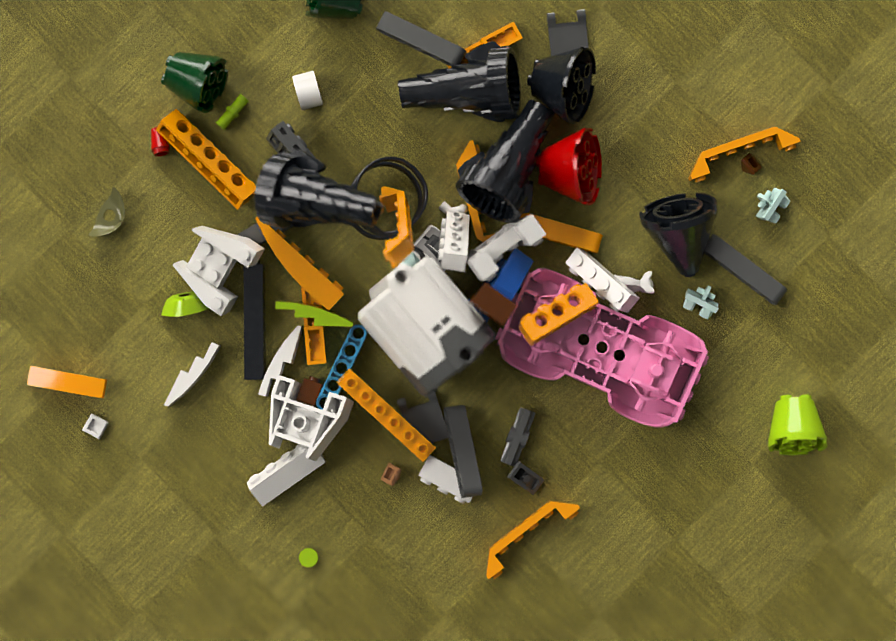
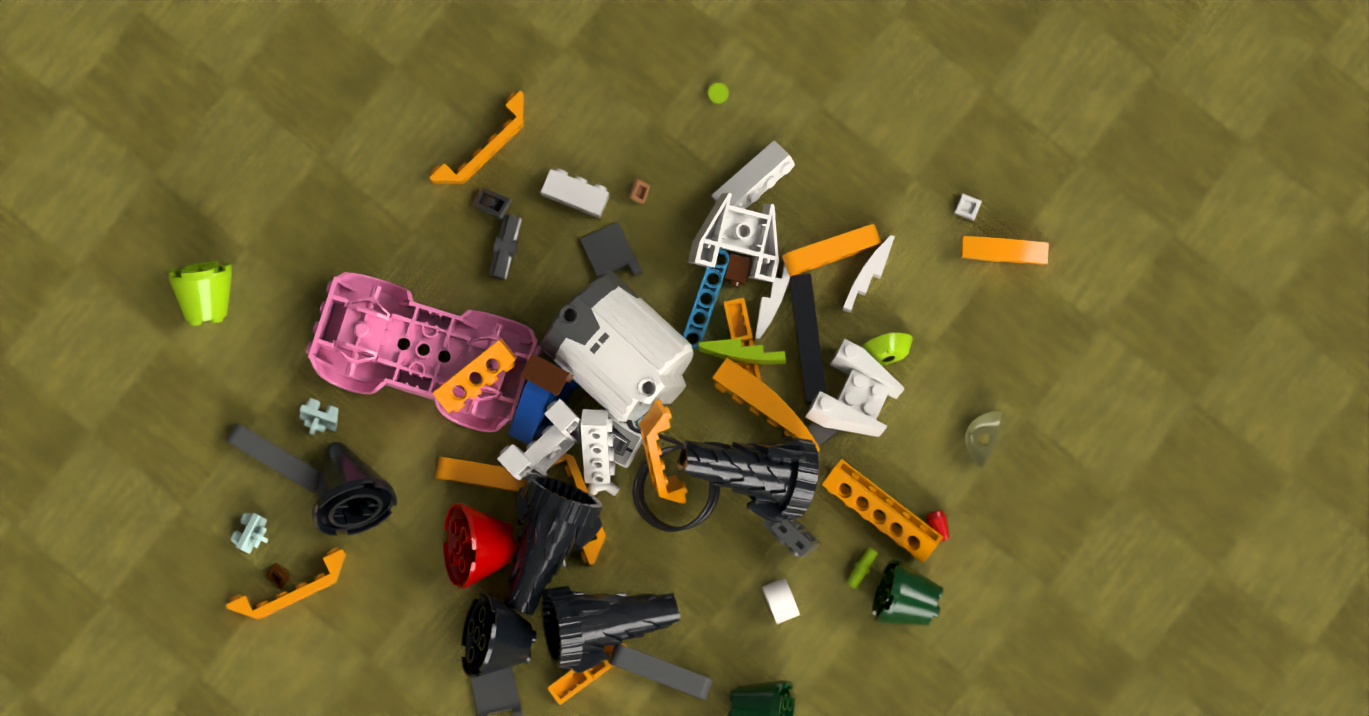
camera: 175 degrees right, 5 degrees down
(222, 398) = (831, 250): none -> light orange beam
(386, 415) = (651, 252): light orange brick -> none
(462, 451) = (563, 223): dark grey beam -> none
(602, 280) = (431, 424): white brick -> none
(644, 285) = (400, 424): white animal -> none

